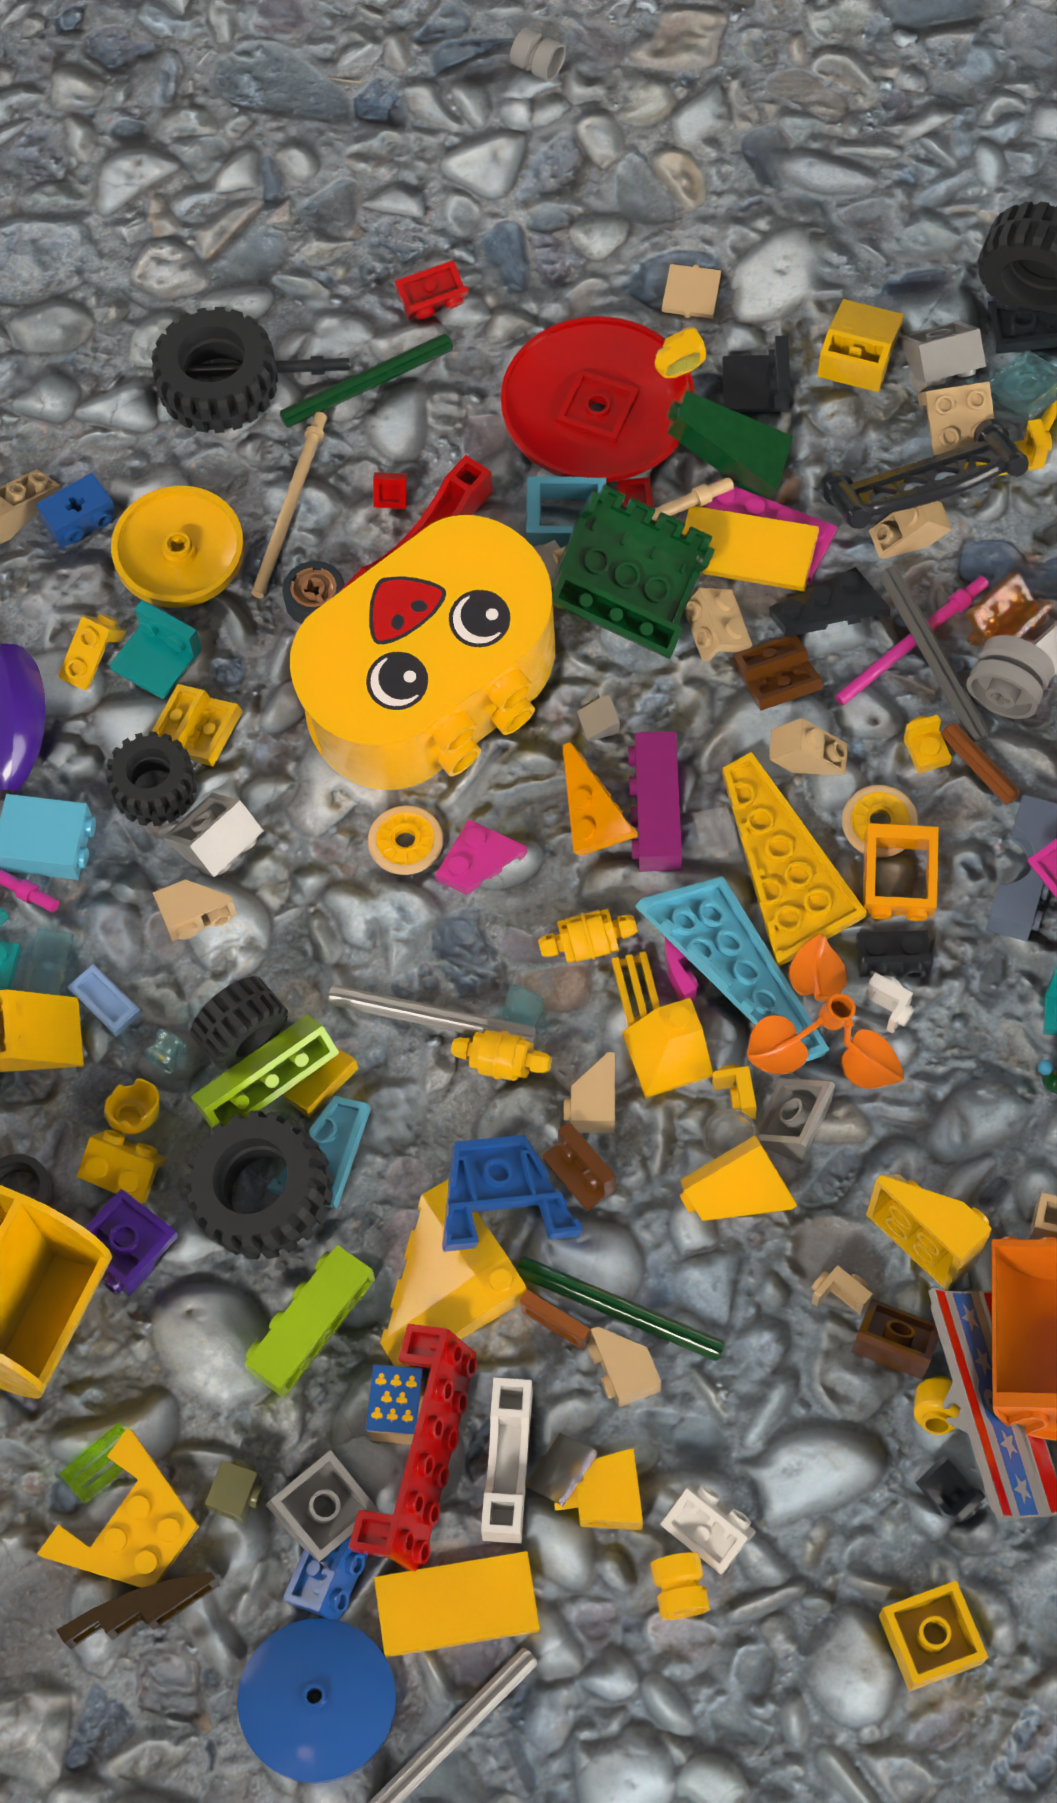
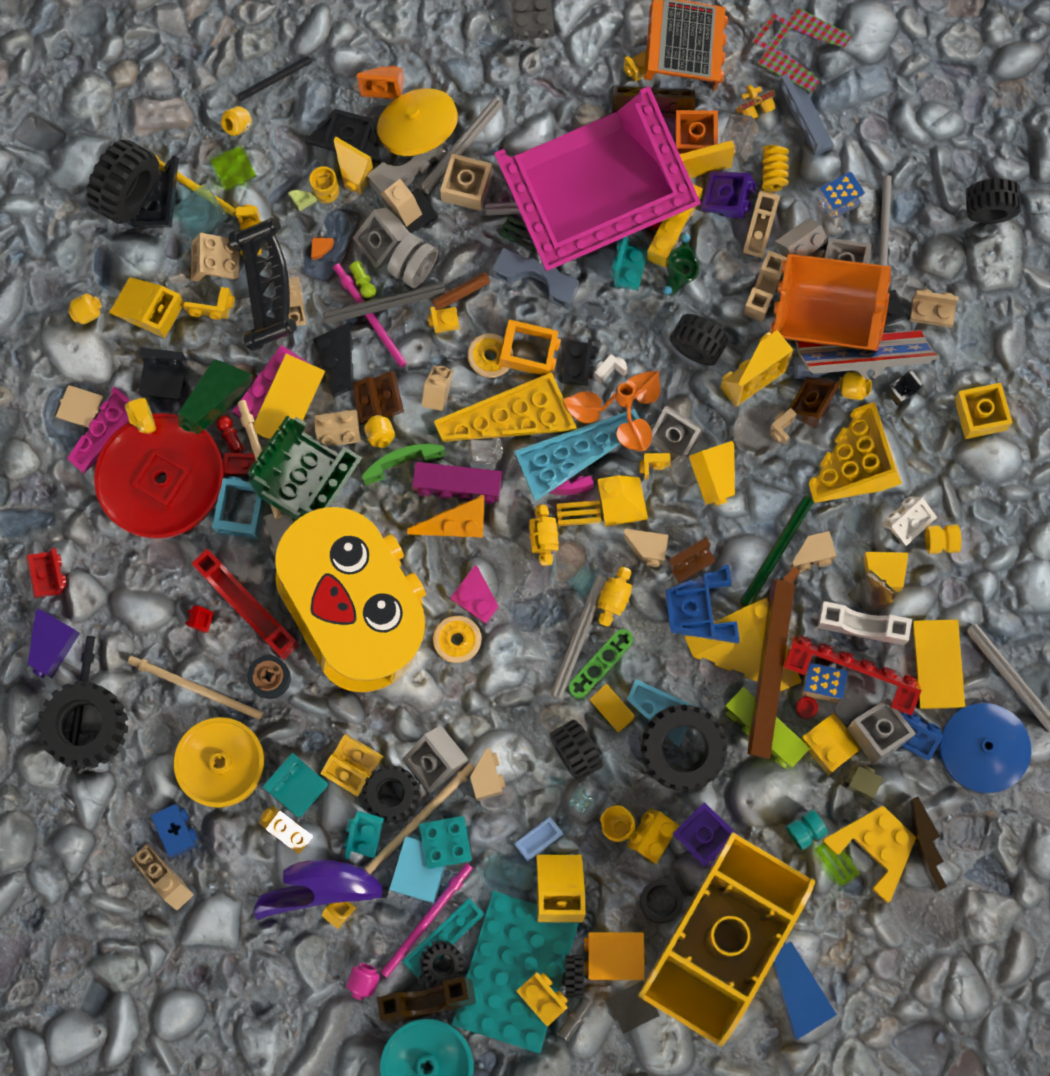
camera: 80 degrees left, 10 degrees up
(83, 860) = (445, 842): none -> teal bracket
(87, 746) = (363, 835): none -> teal bracket
(122, 828) = (461, 776): none -> tan bar
(141, 1397) = (807, 829): none -> teal wheel
(266, 1072) = (610, 739): lime brick -> none
(295, 1428) = (831, 743): none -> yellow slope
(330, 313) = (49, 644): none -> dark purple slope
(354, 1386) = (806, 707): none -> red tile
(366, 380) = (107, 626): dark green axle -> none
(388, 1057) = (599, 662): none -> bright green beam
(404, 1305) = (771, 669): none -> reddish brown tile
(599, 719) = (392, 509): light grey slope -> none
(658, 317) = (110, 419): none -> dark pink wing
(659, 687) = (428, 451): none -> bright green slope
(695, 474) = (230, 435): none -> red pin
(720, 679) = (379, 431): none -> yellow head
(802, 1433) = (859, 461): none -> yellow slope
(840, 265) = (84, 308): none -> yellow head
(881, 439) = (225, 302): none -> yellow bracket
(944, 352) = (164, 257): light grey slope -> none
(952, 628) = (367, 289): none -> lime pin
(964, 1125) = (699, 339): none -> black tyre
(1006, 611) = (370, 254): clear orange bracket -> none
(1010, 555) = (320, 247): none -> orange tile

